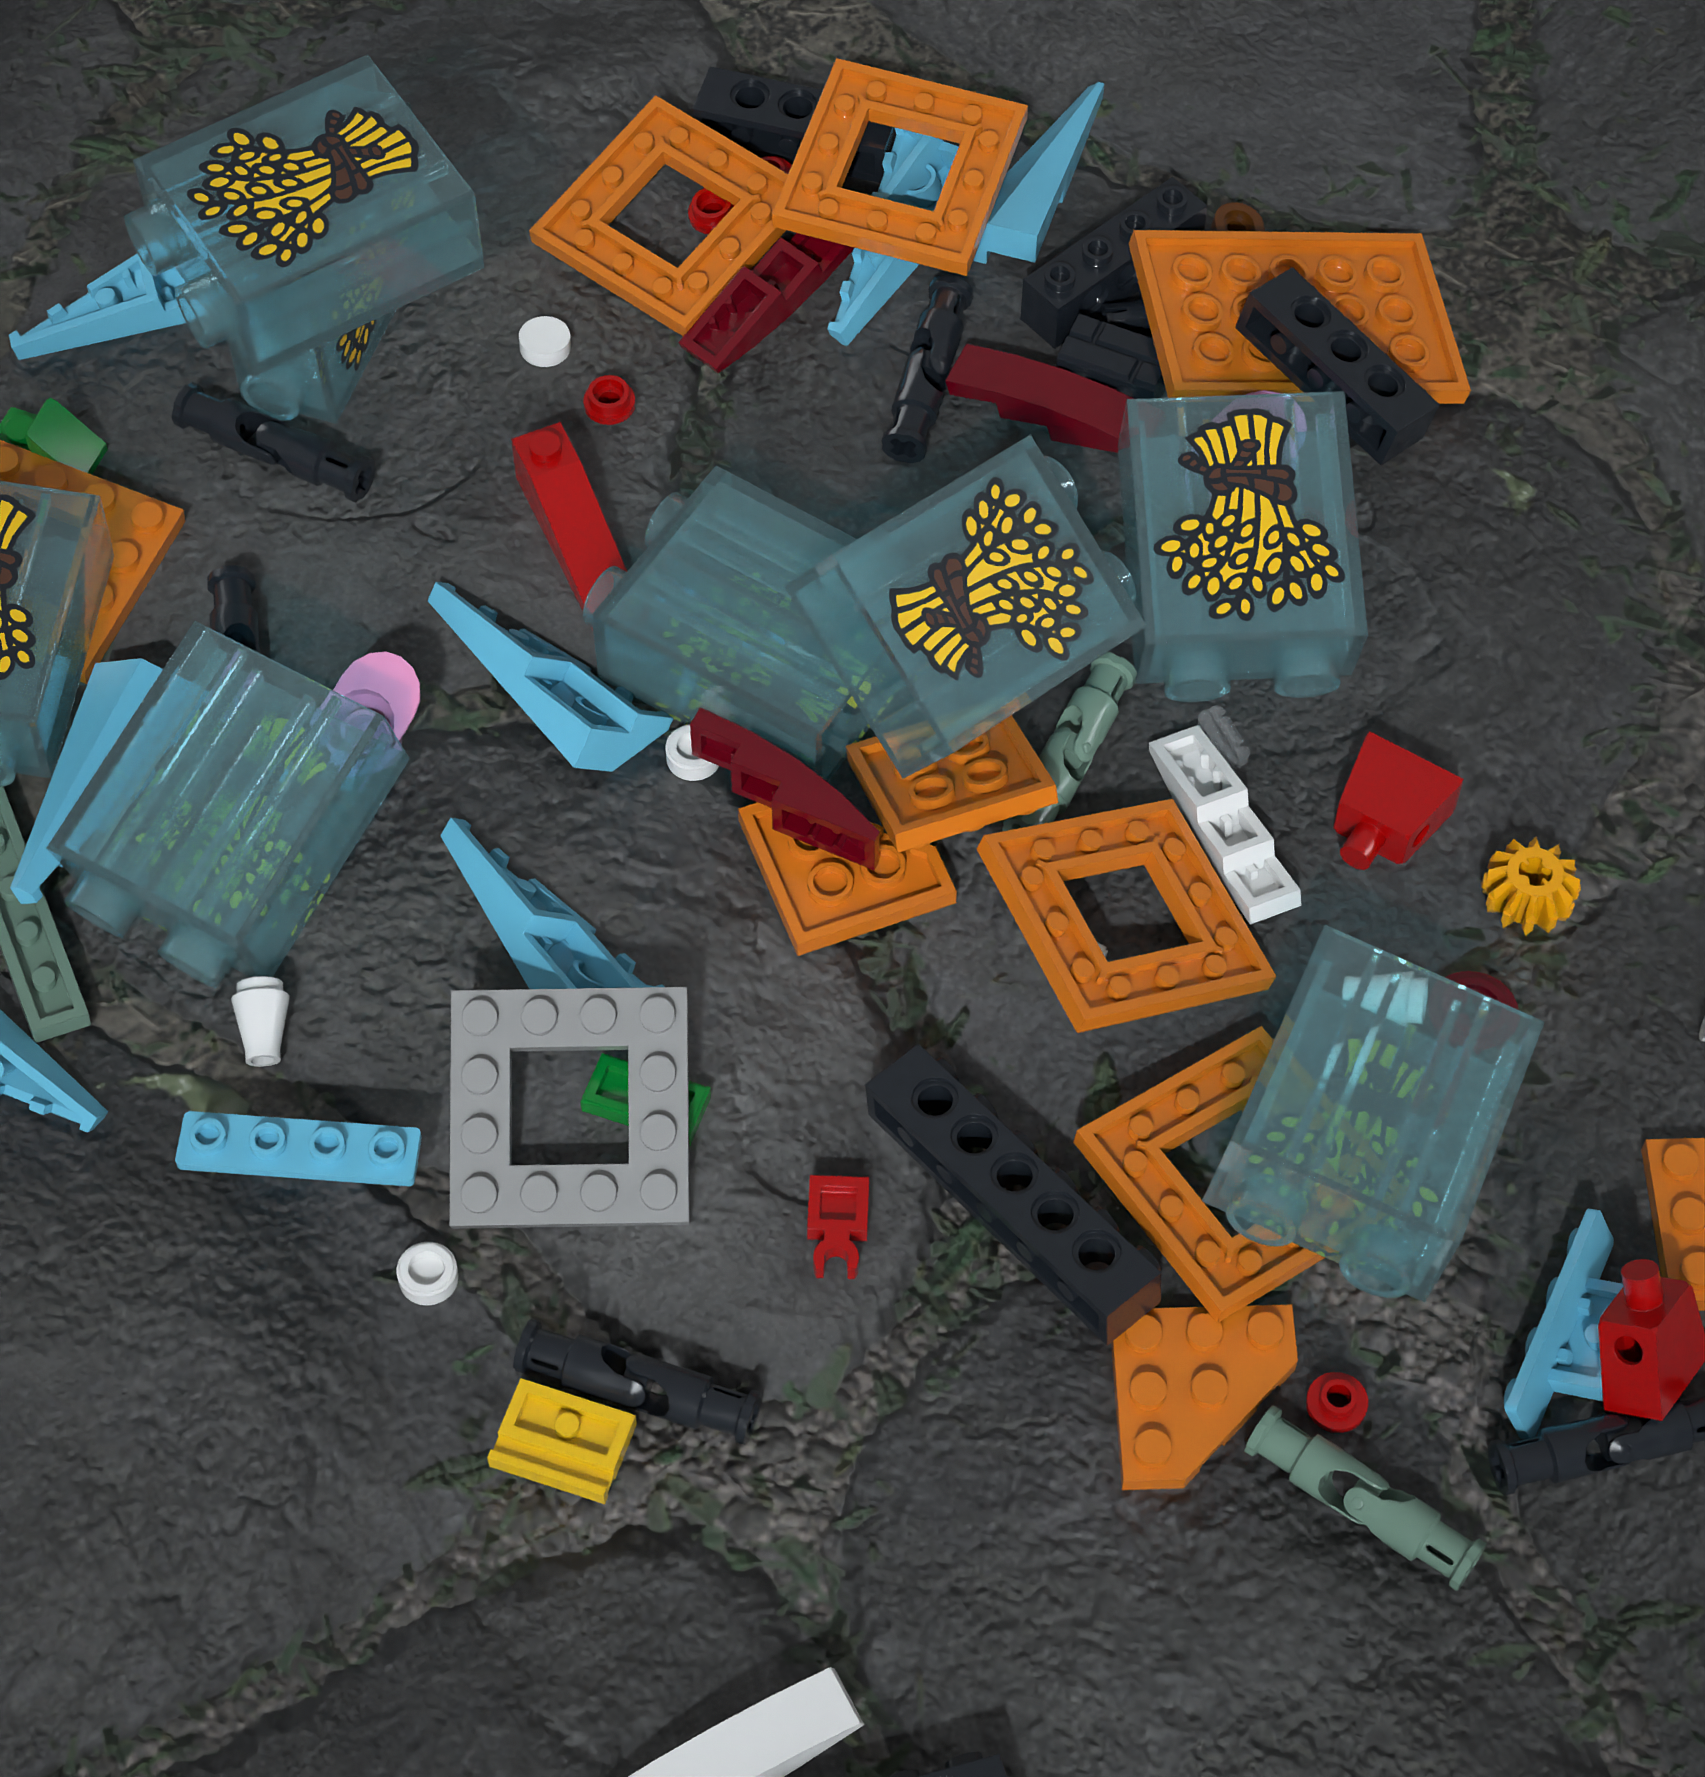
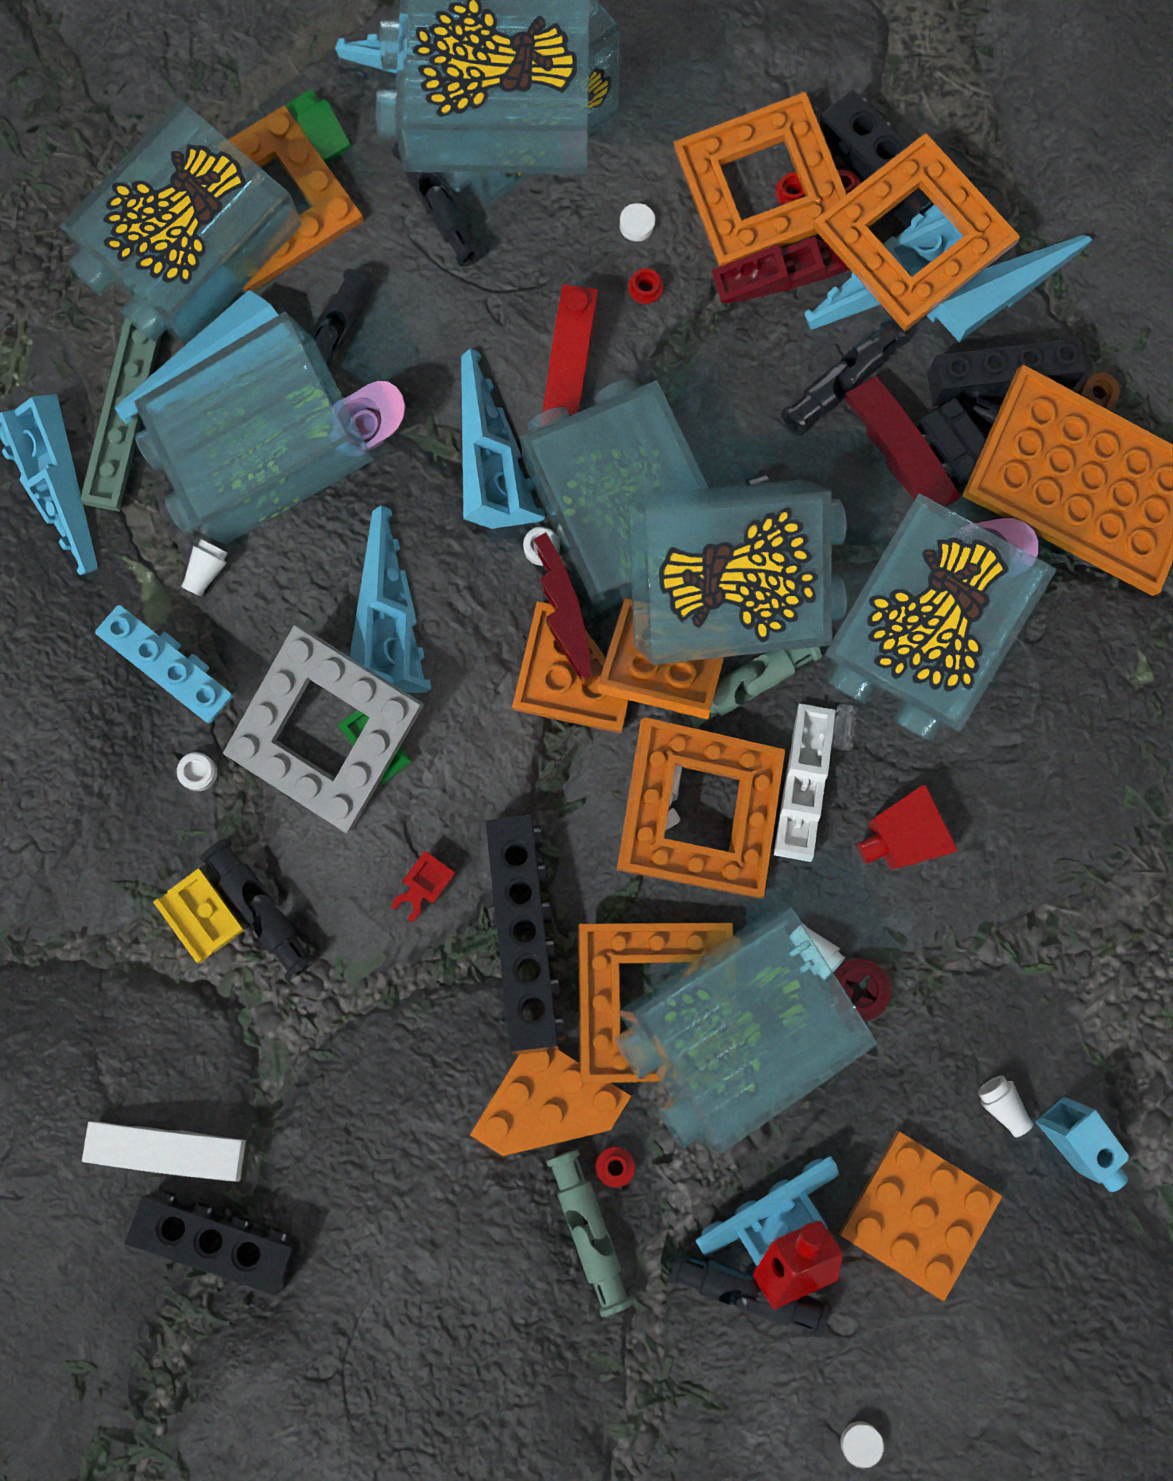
camera: 35 degrees right, 20 degrees up
(1329, 354) = (1070, 550): black brick -> none
(1531, 886) = (964, 936): light orange gear -> none

